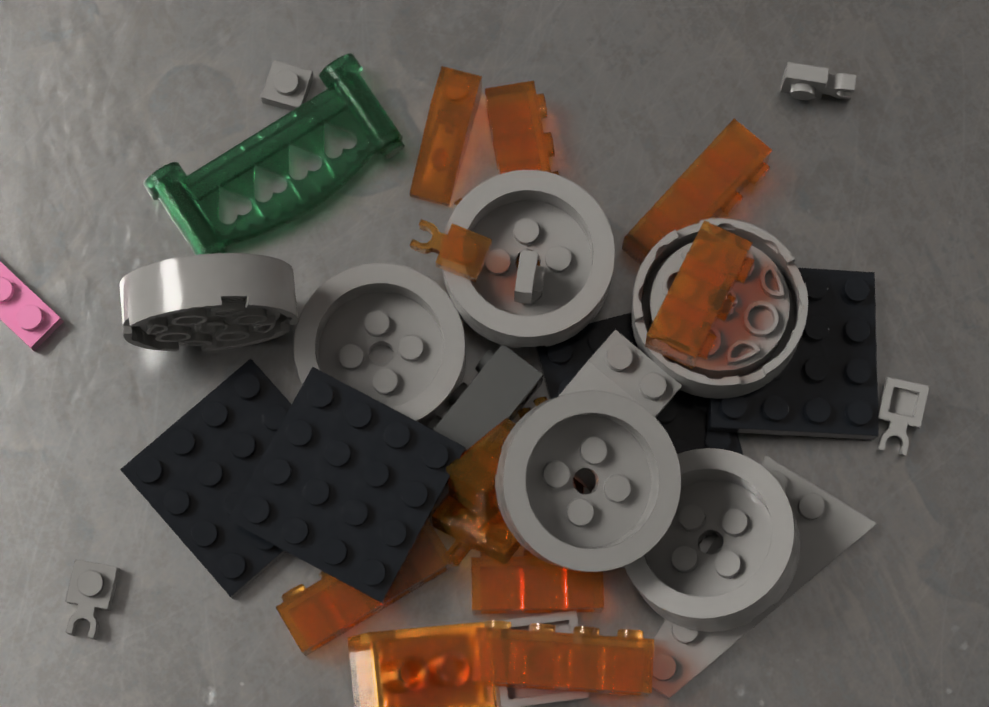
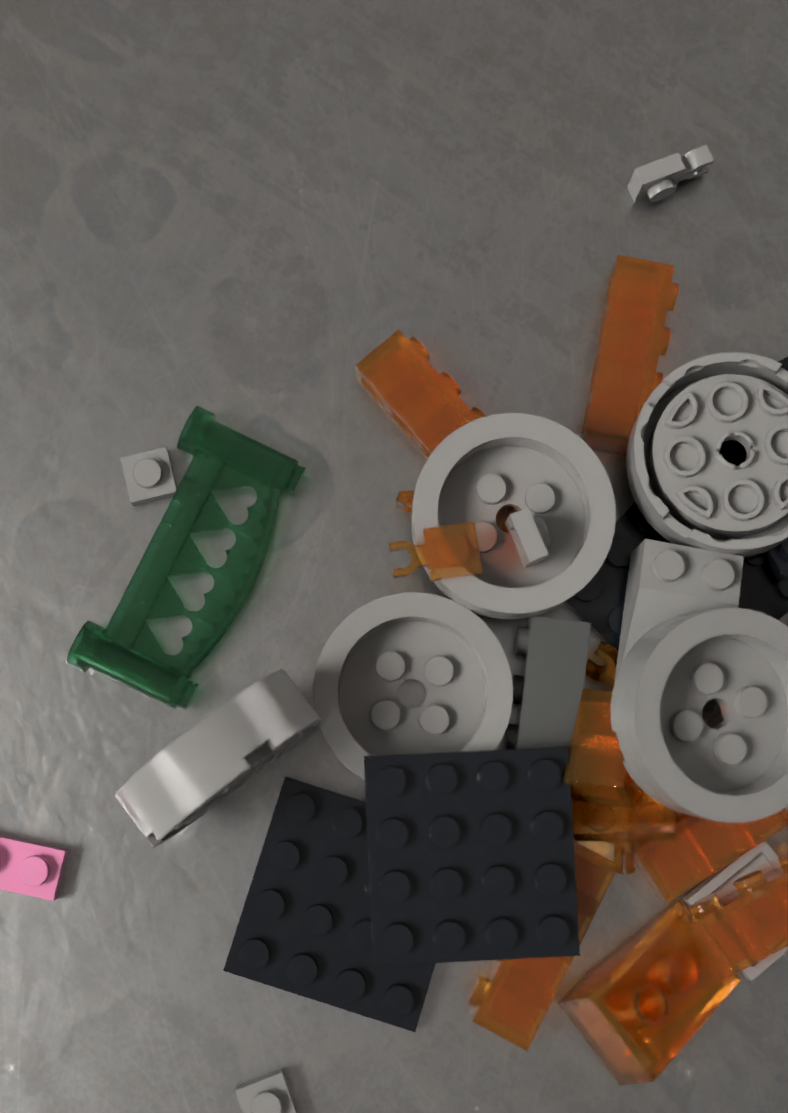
camera: 35 degrees left, 5 degrees up
(446, 135) = (342, 434): clear orange slope -> none
(700, 295) = (720, 457): clear orange brick -> none

